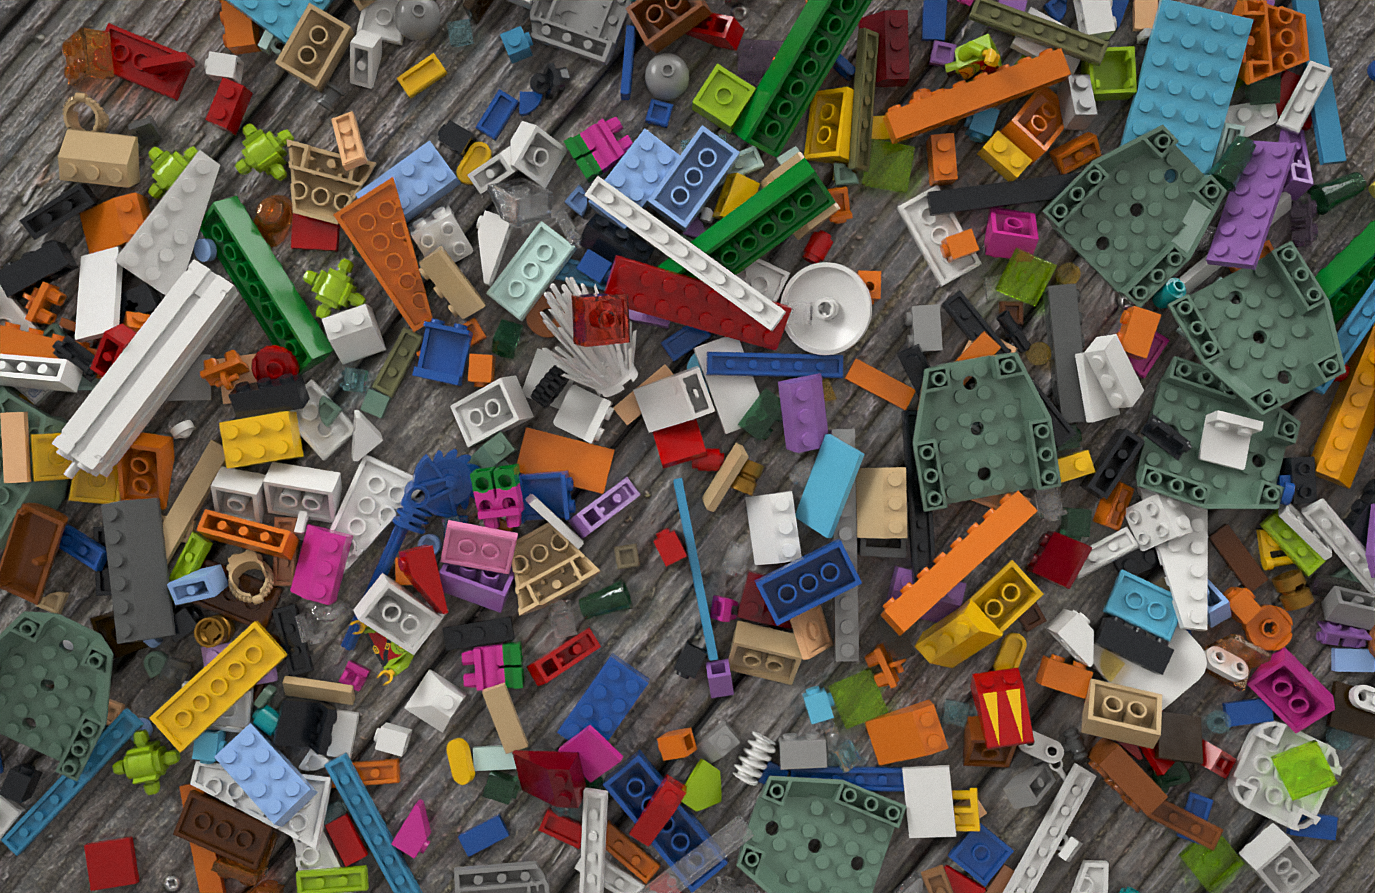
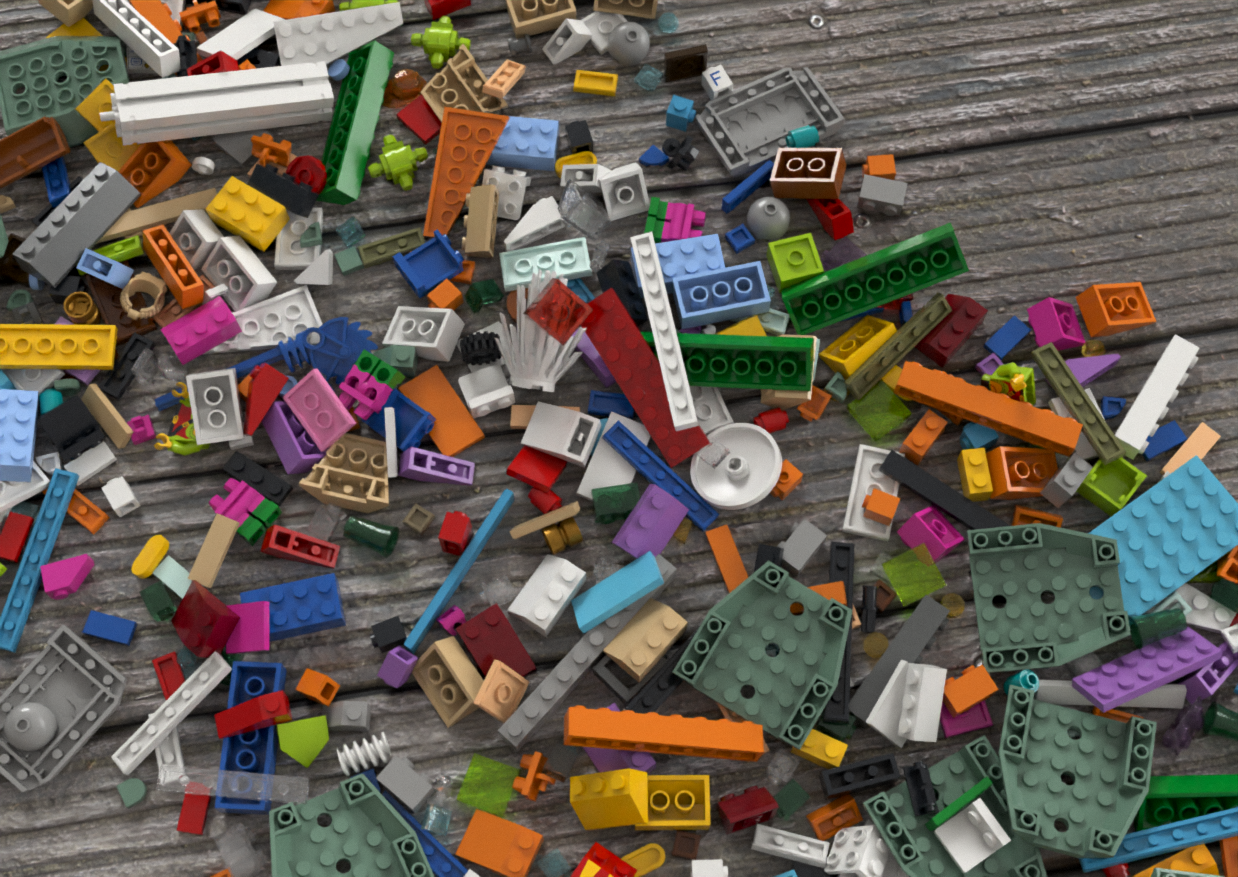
camera: 45 degrees right, 20 degrees down
(15, 447) = (87, 79): light nougat tile -> none
(354, 333) = (381, 202): white slope -> none
(436, 700) = (178, 499): white slope -> none
(497, 115) = (623, 148): blue tile -> none
(577, 201) = (623, 248): medium blue tile -> none
(595, 267) = (590, 289): blue brick -> none
(630, 853) = (199, 737): orange tile -> none
(808, 582) = (532, 641): blue brick -> none
(818, 704) = (453, 758): medium azure brick -> none
(1200, 423) = (958, 804): none -> green tile

